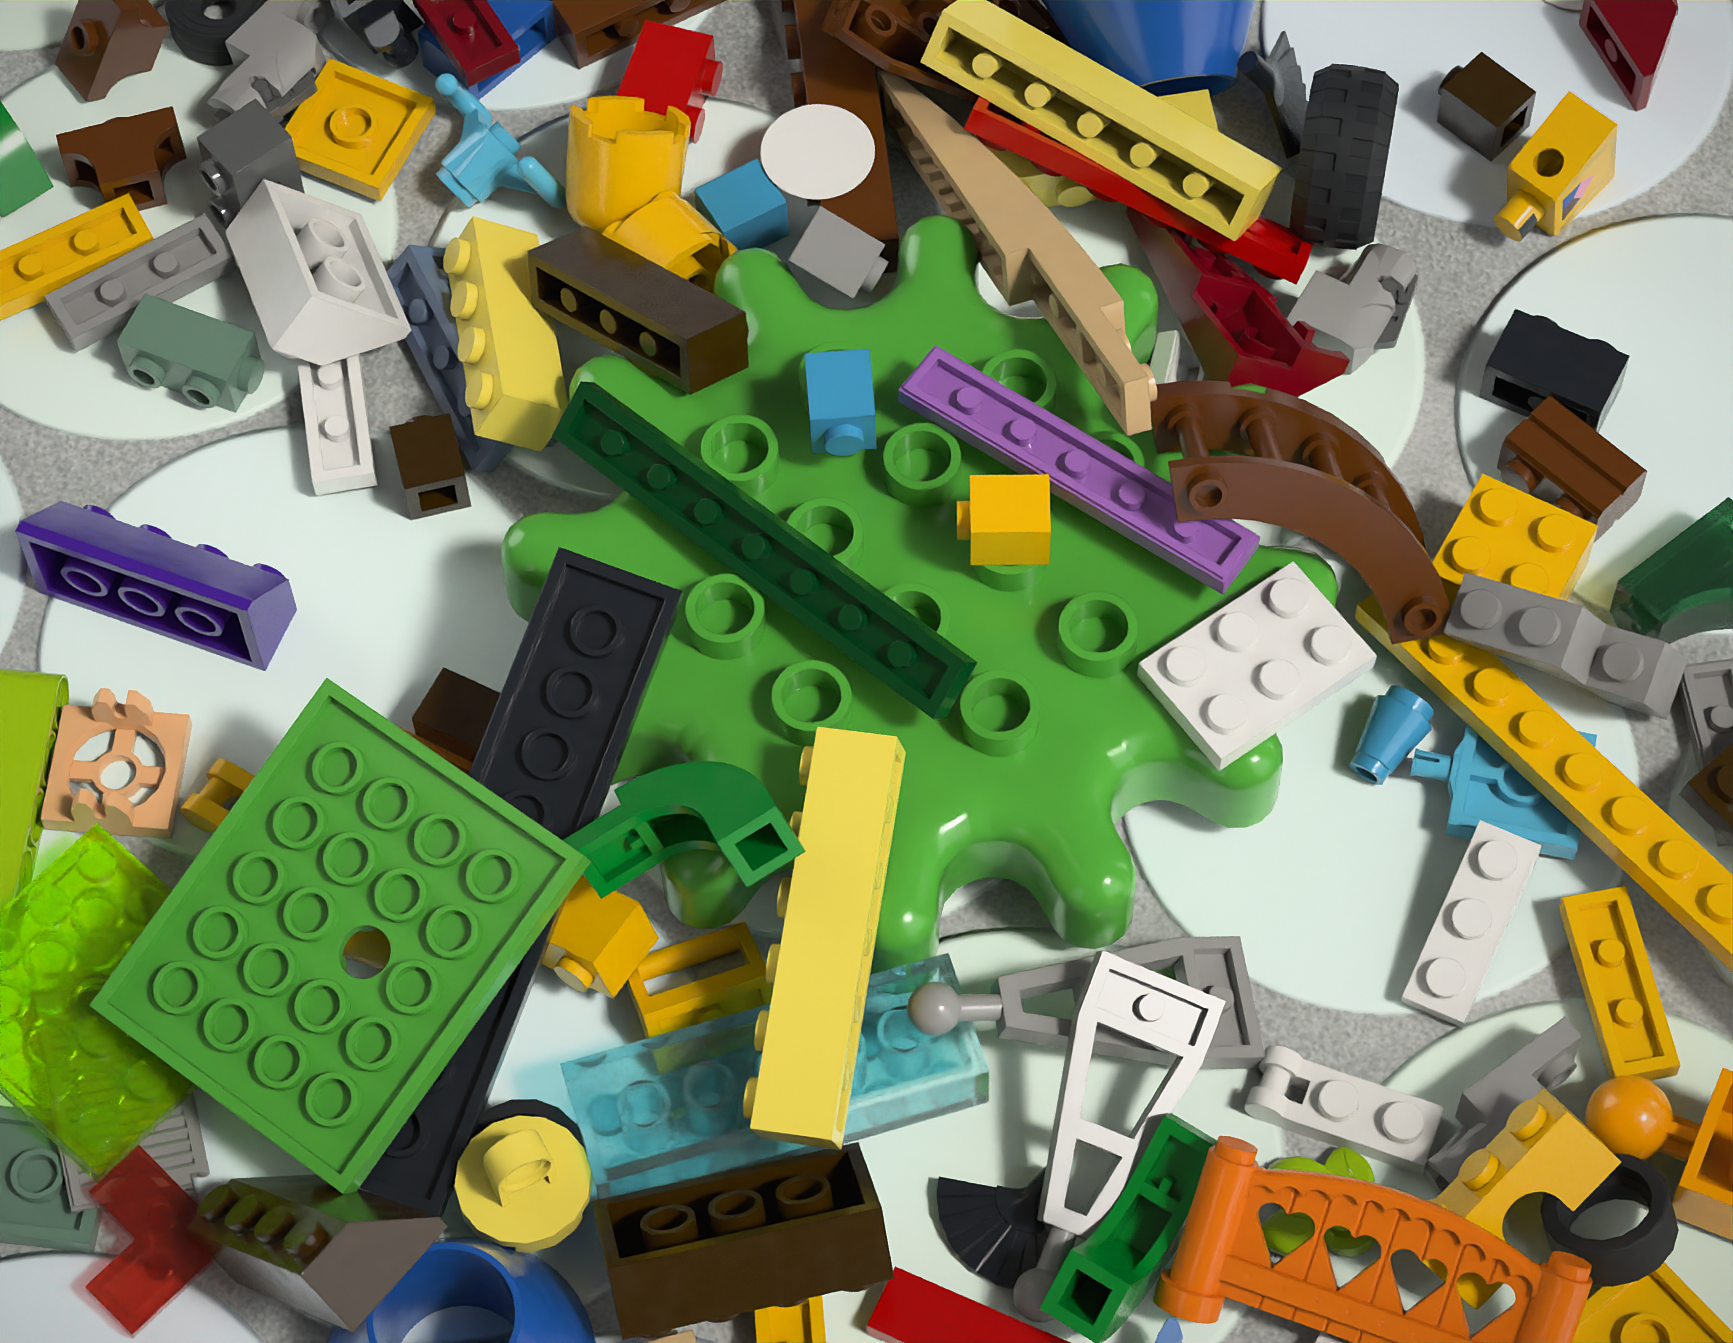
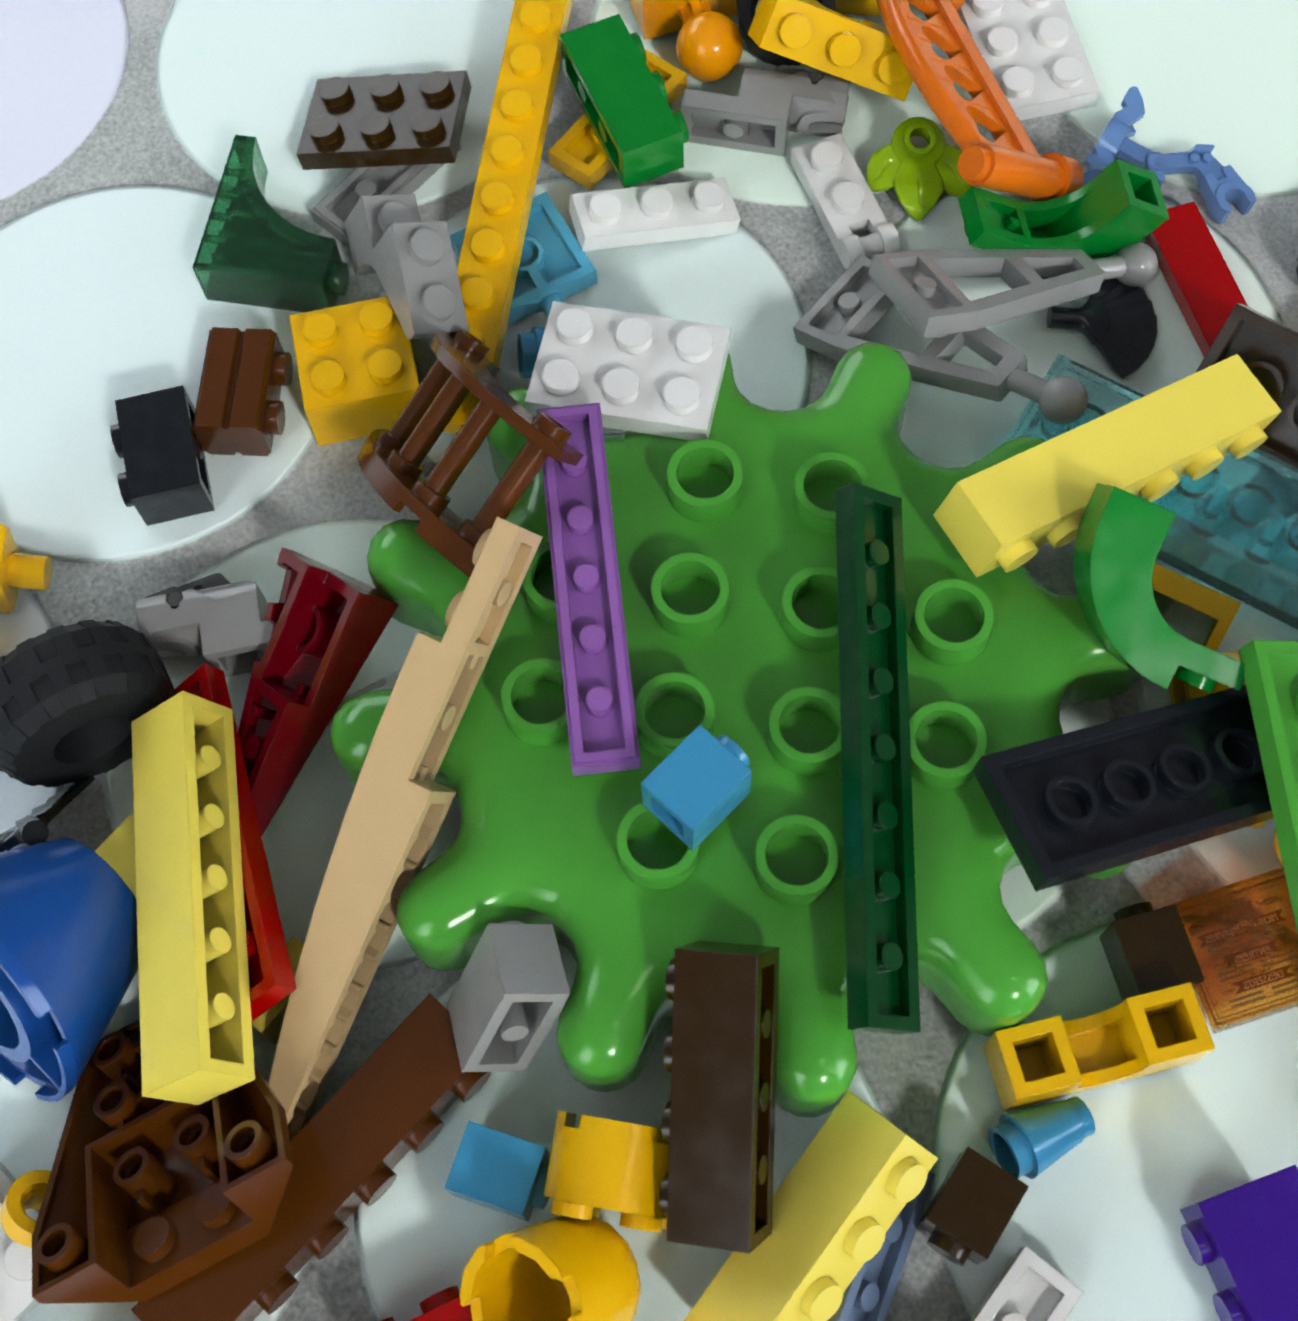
camera: 130 degrees left, 5 degrees up
(428, 548) = (1039, 1136): none -> dark azure cone
(456, 611) = (1090, 1052): none -> yellow arch
(817, 151) = (395, 1139): white sticker -> none
(1007, 520) = (688, 576): yellow brick -> none
(1613, 965) = (624, 100): none -> green brick

